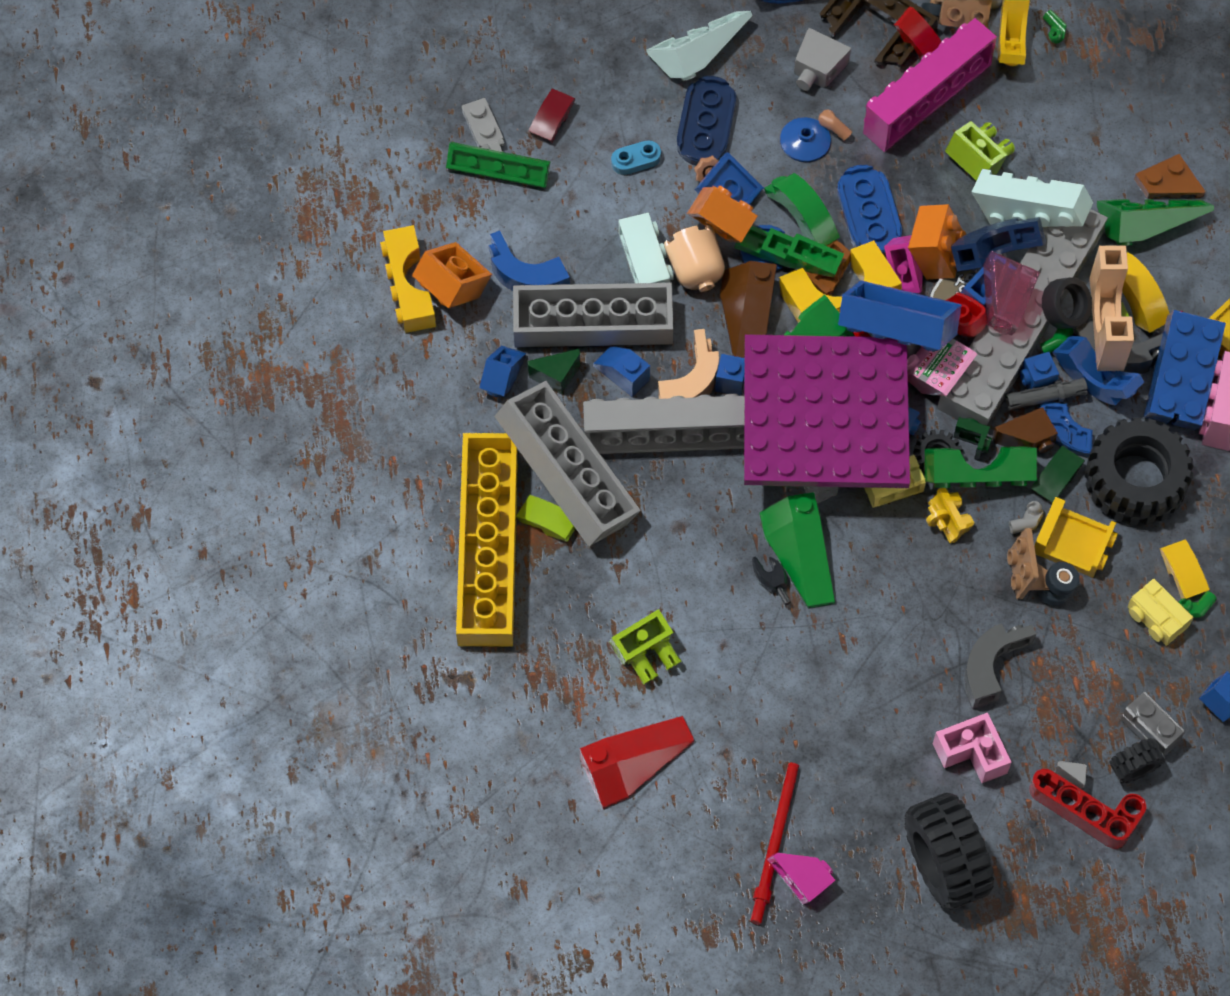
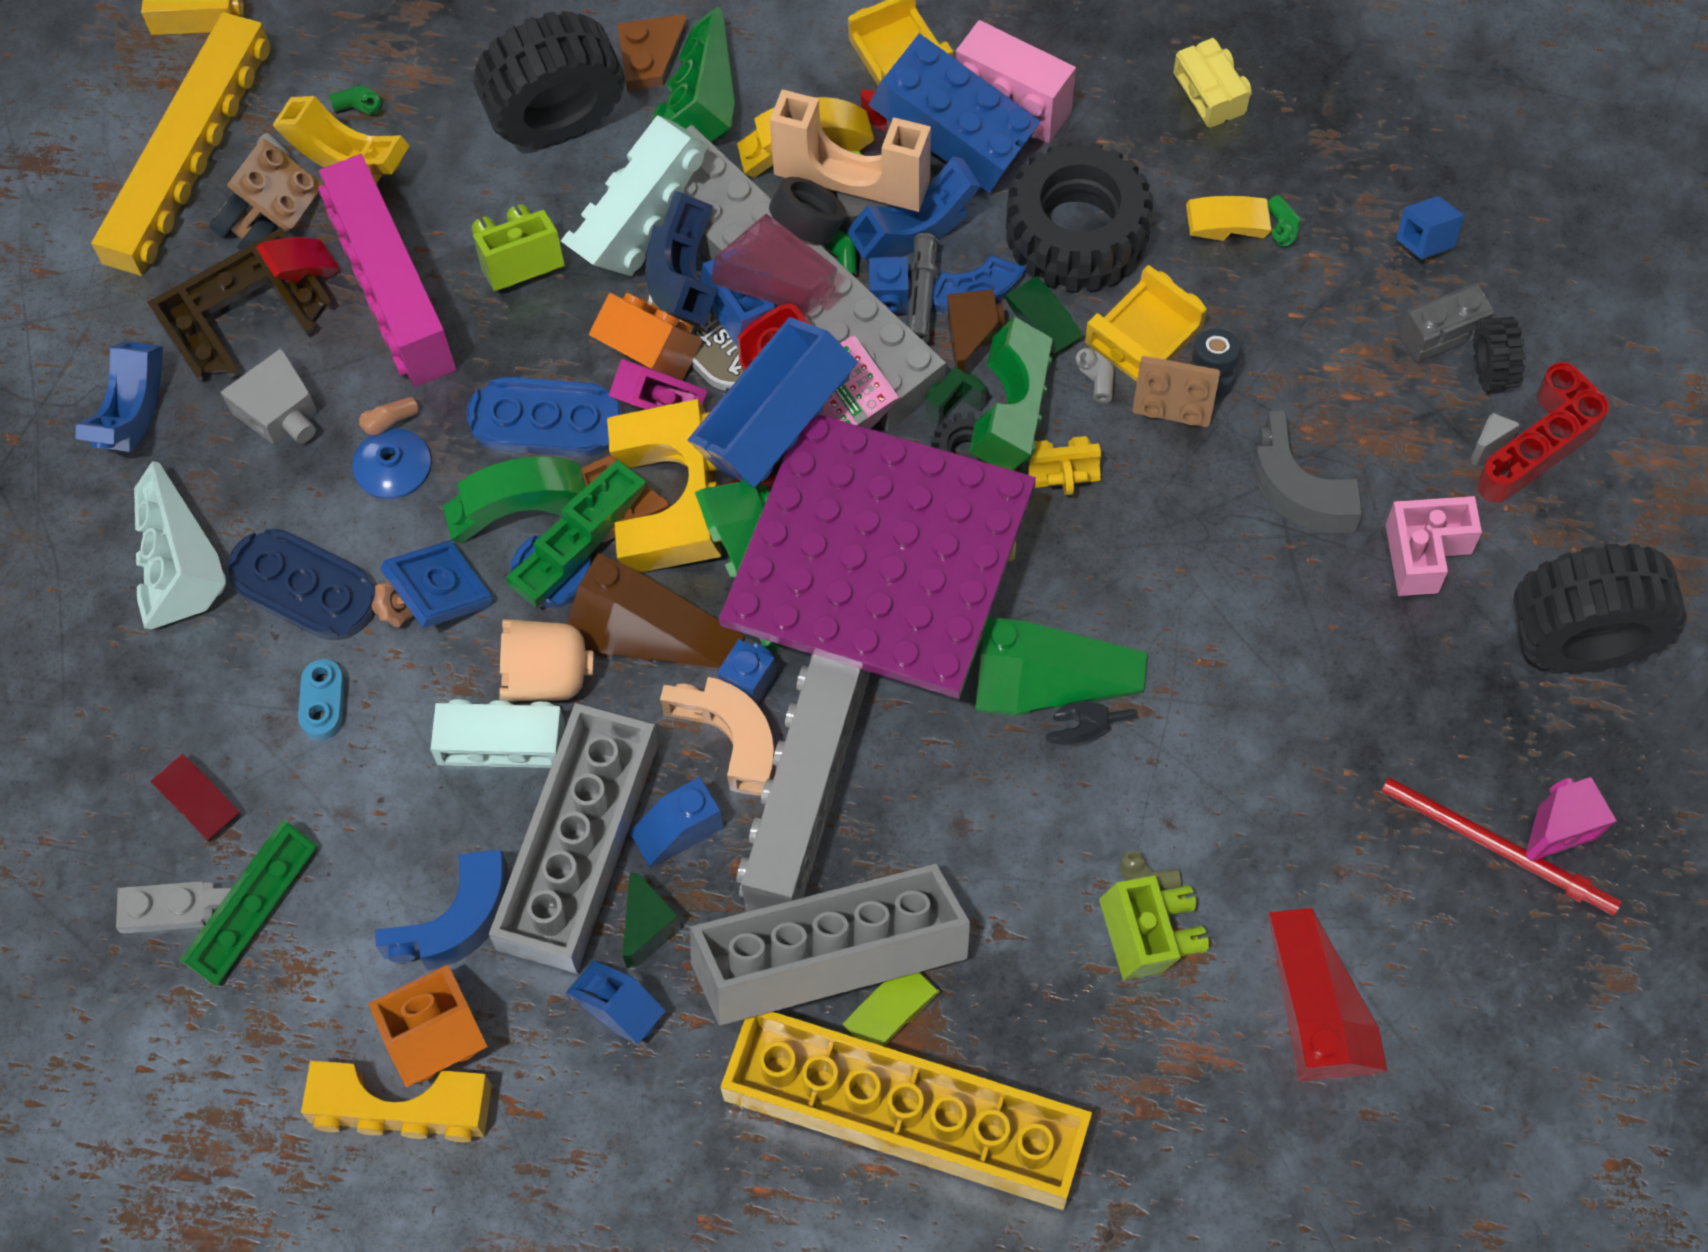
camera: 70 degrees left, 0 degrees up
(680, 637) = (1134, 867): none -> olive arm
(725, 215) = (488, 595): orange brick -> none
(1098, 121) = (549, 79): none -> black tyre
(1159, 612) = (1285, 263): light yellow brick -> none

